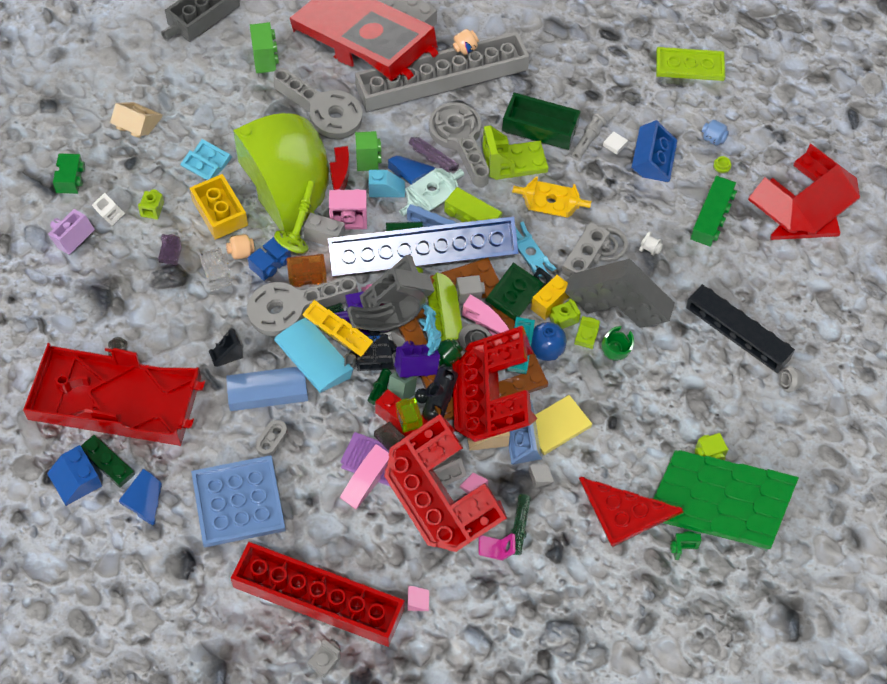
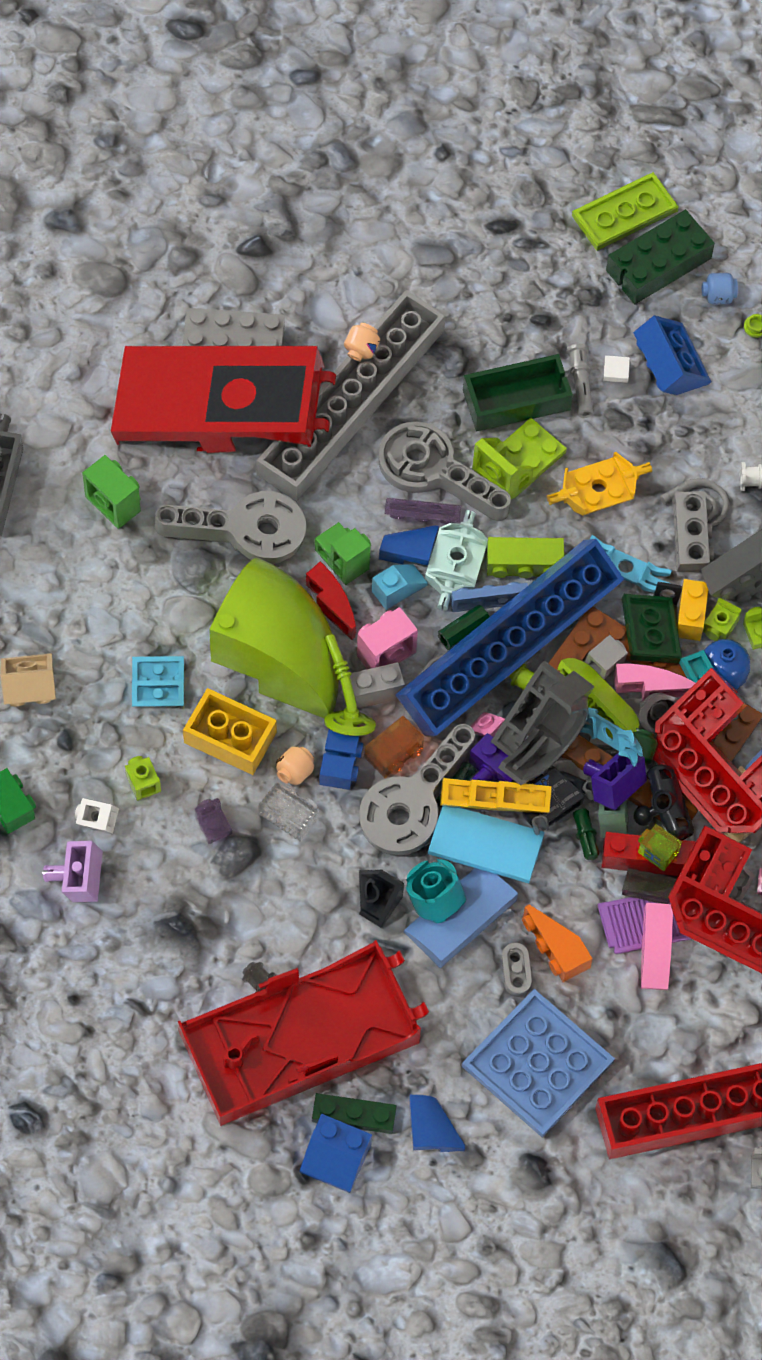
camera: 35 degrees left, 5 degrees up
(258, 361) = (435, 890): none -> teal brick
(309, 444) = (563, 947): none -> orange slope
(690, 96) = (660, 256): none -> dark green piece

